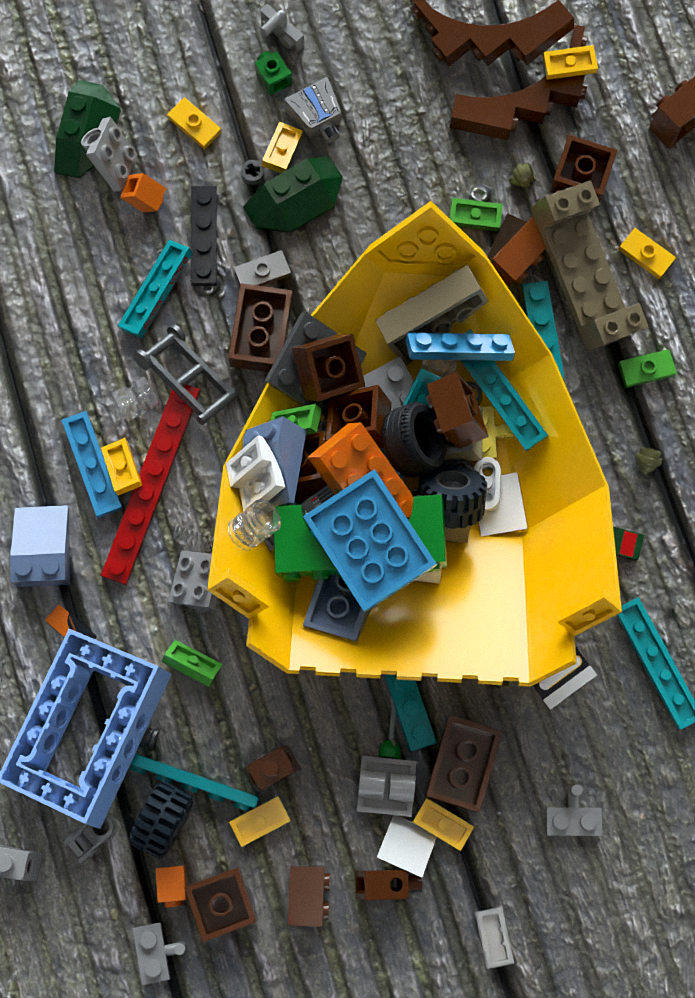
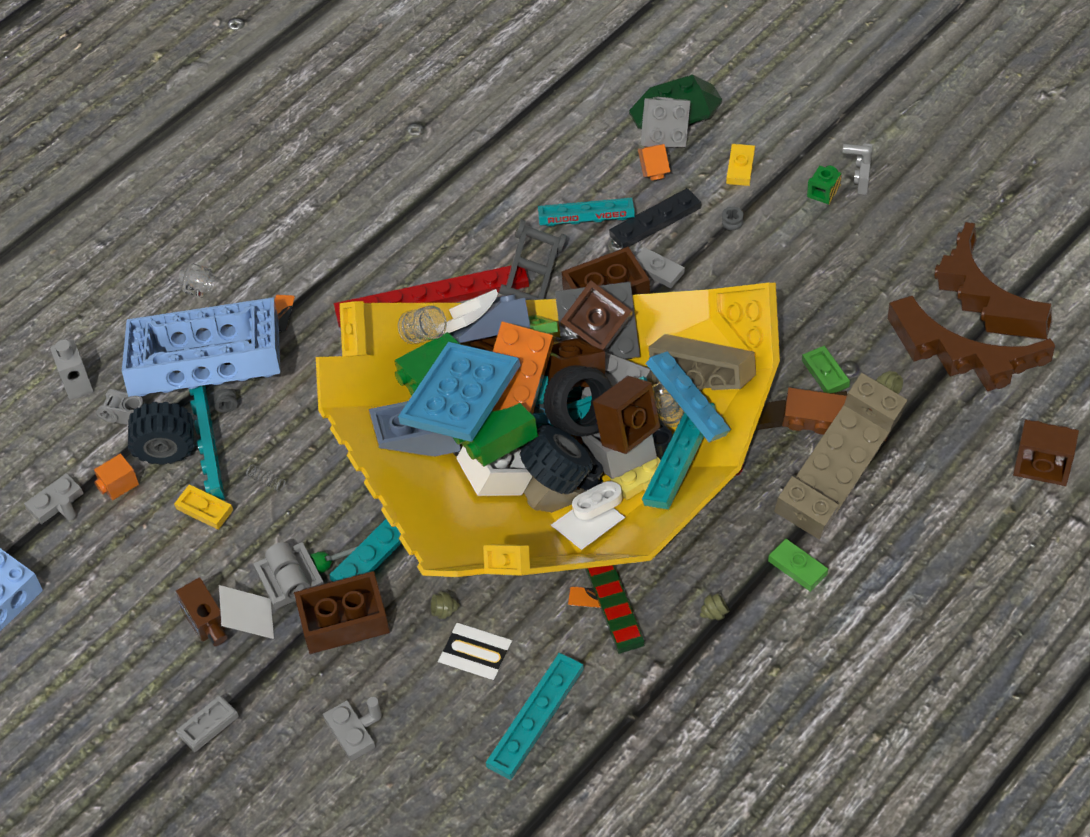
camera: 65 degrees right, 25 degrees down
(40, 547) = (327, 258): slope -> none
(91, 464) = (416, 251): dark azure plate -> none
(121, 466) = (428, 267): yellow plate -> none
(135, 398) = (489, 245): clear wheel -> none
(192, 663) = (303, 394): bright green plate -> none
(221, 904) = (118, 513): reddish brown brick -> none
(271, 769) = (251, 487): reddish brown torso -> none
(282, 148) = (767, 222): yellow plate -> none
(295, 196) = (739, 250): dark green wedge -> none
(306, 896) = (159, 561): reddish brown brick -> none
(316, 110) = (819, 224): light grey torso -> none
(443, 824) = (282, 633): yellow plate -> none
(540, 313) = (764, 473): teal plate -> none
(570, 62) = (1009, 347): yellow plate -> none
(583, 162) = (930, 416): reddish brown brick -> none
(647, 253) = (902, 508): yellow plate -> none

